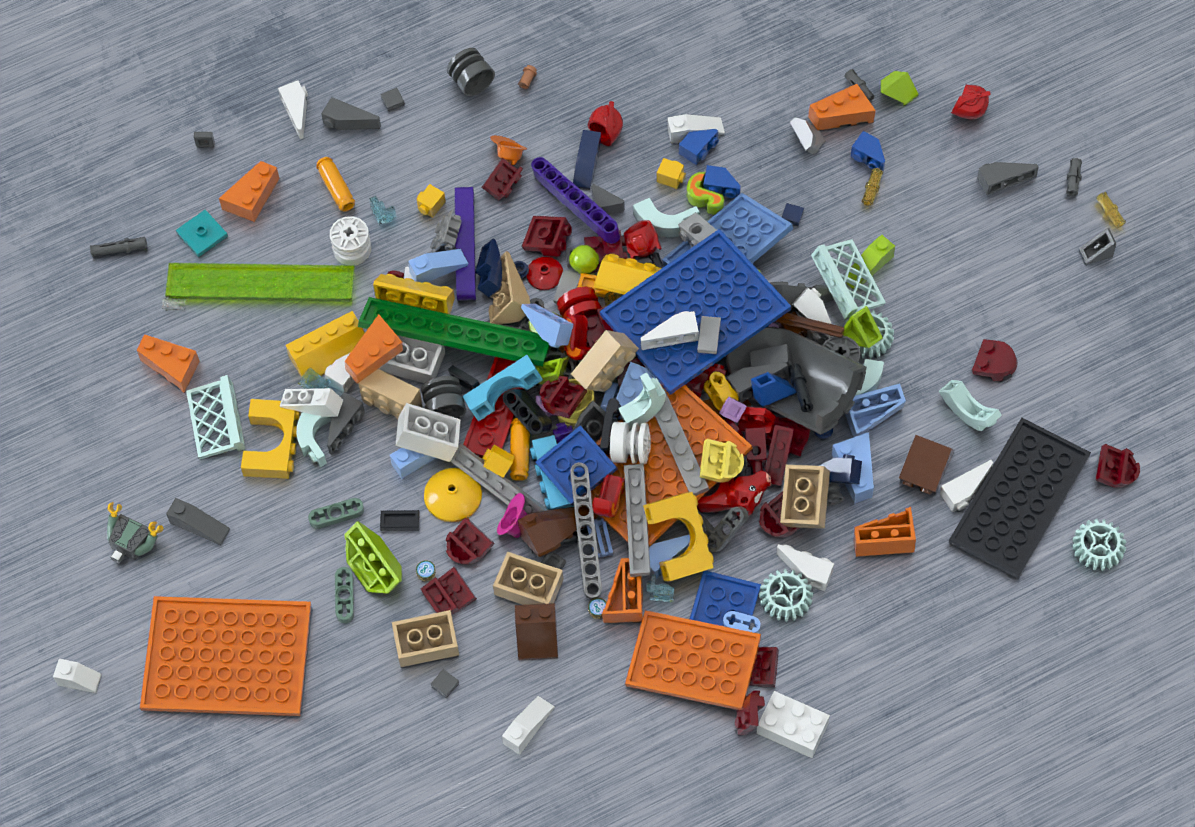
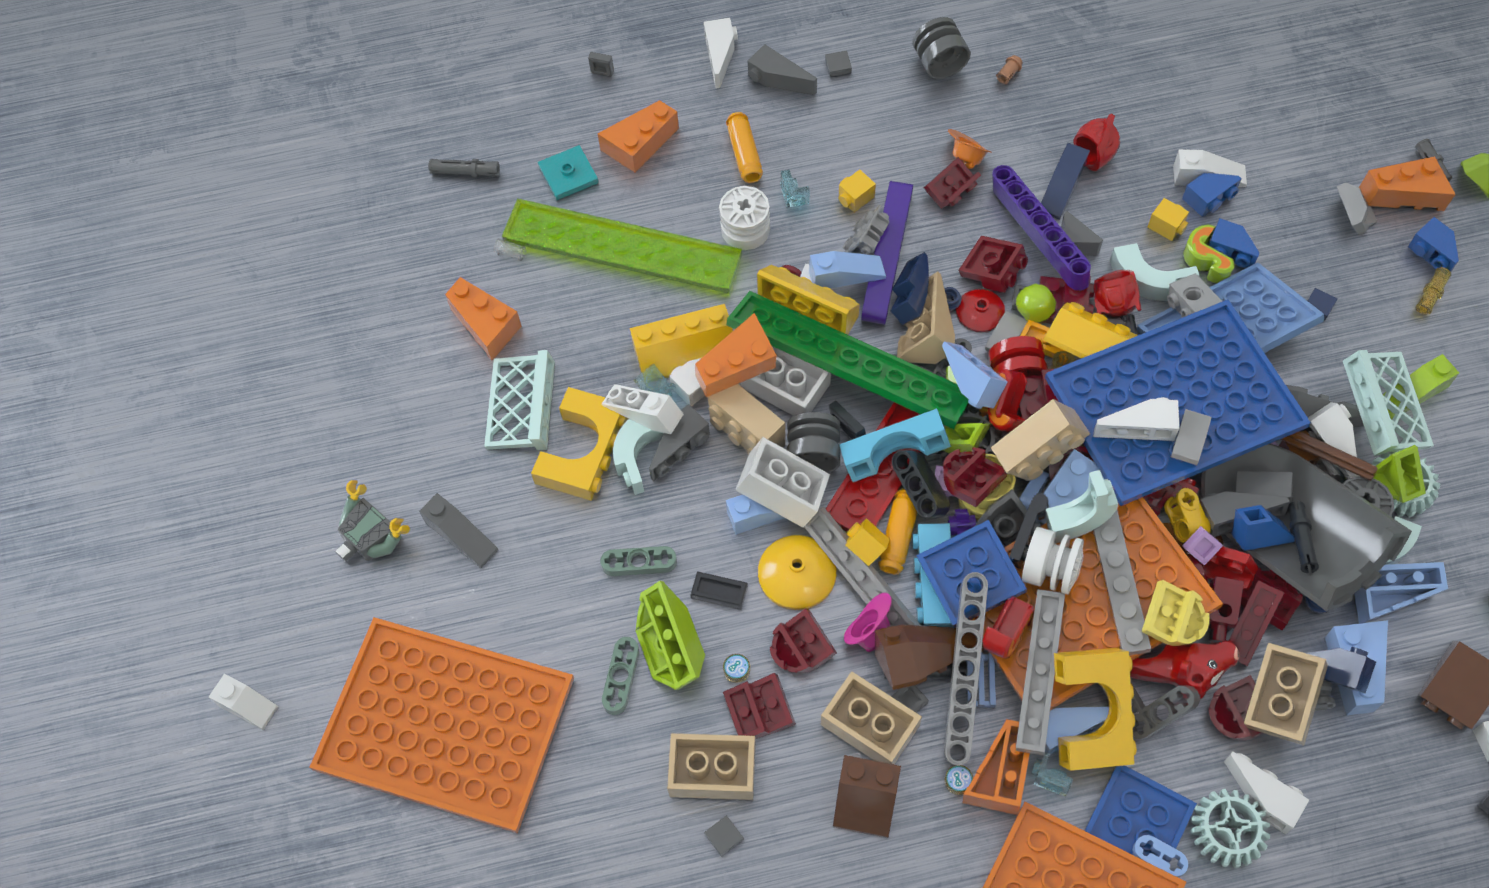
camera: 15 degrees right, 0 degrees up
(886, 536) = (1392, 777): orange wedge -> none

